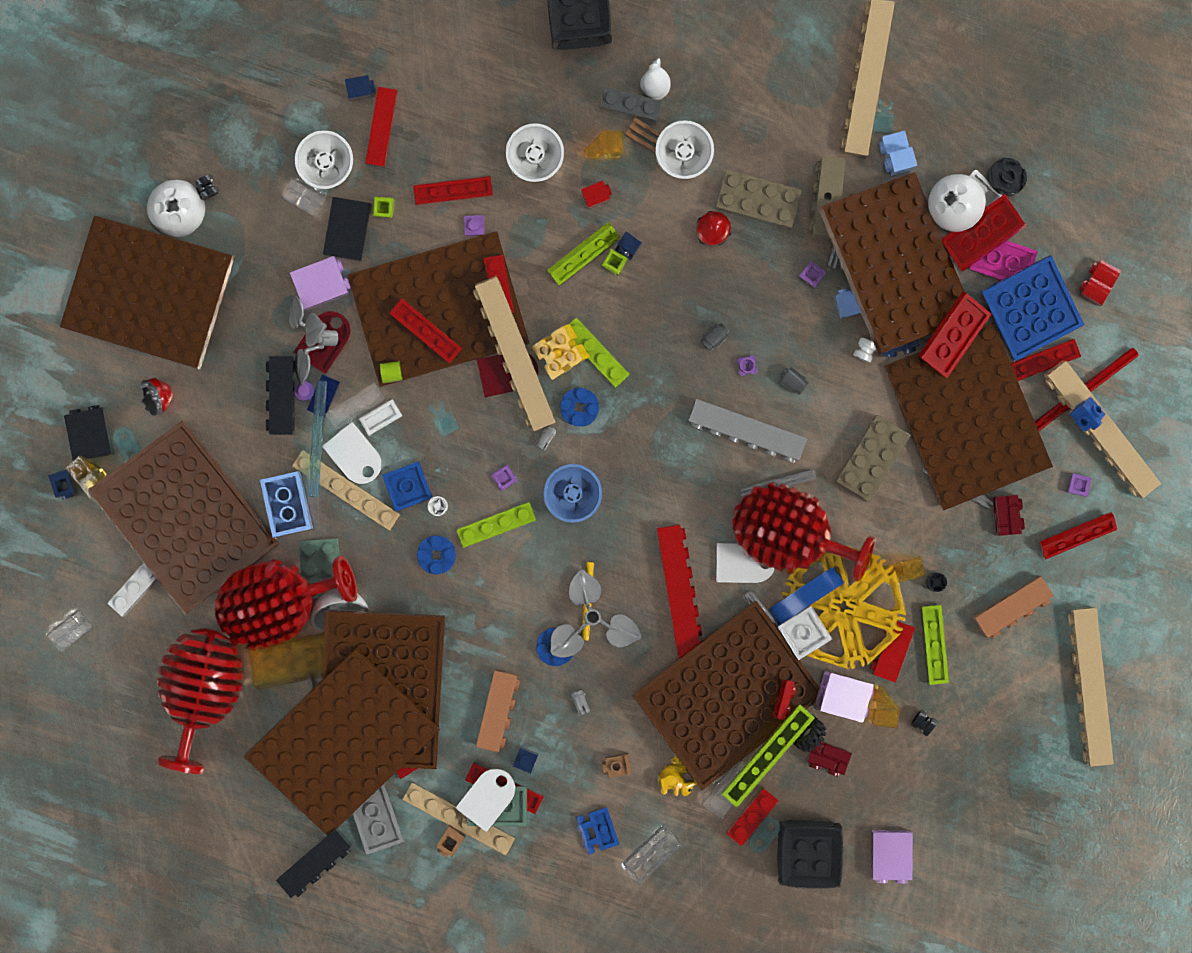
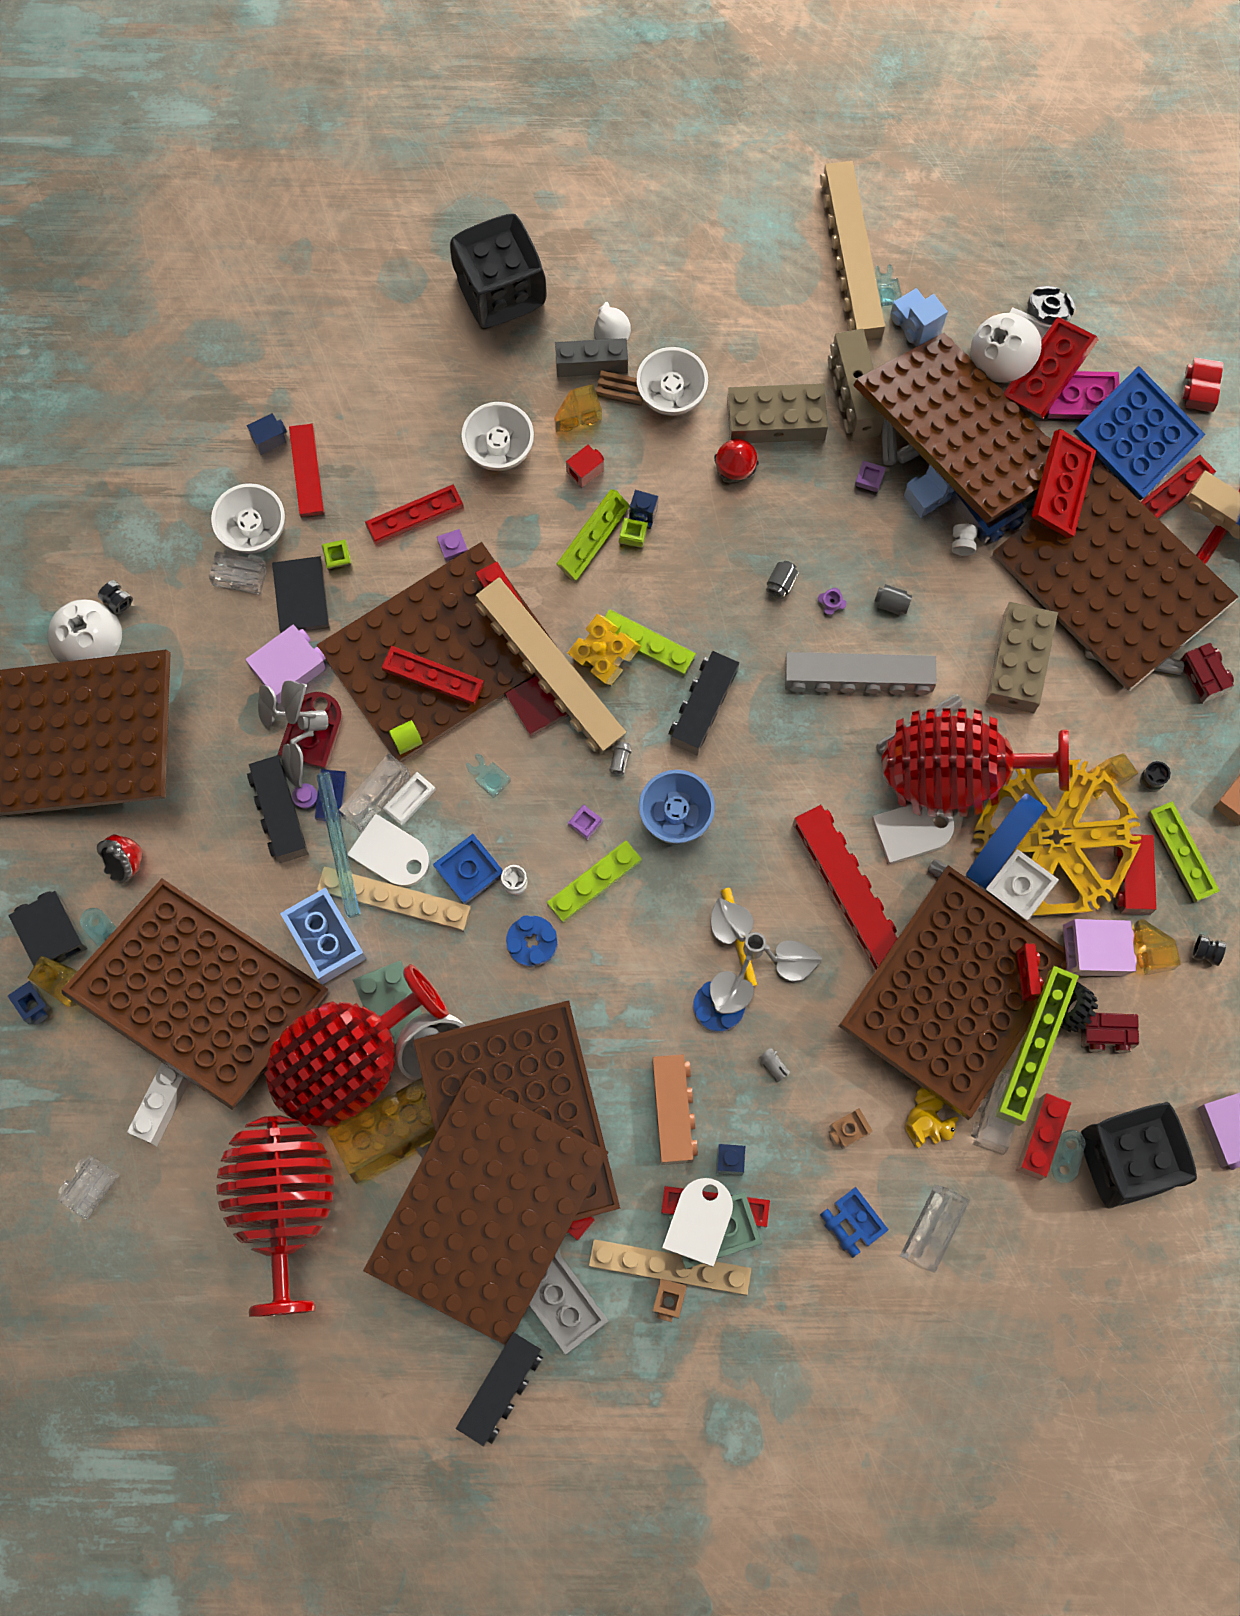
camera: 20 degrees left, 15 degrees down
(590, 409) = (650, 724): blue plate -> none
(622, 416) = (704, 703): none -> black brick

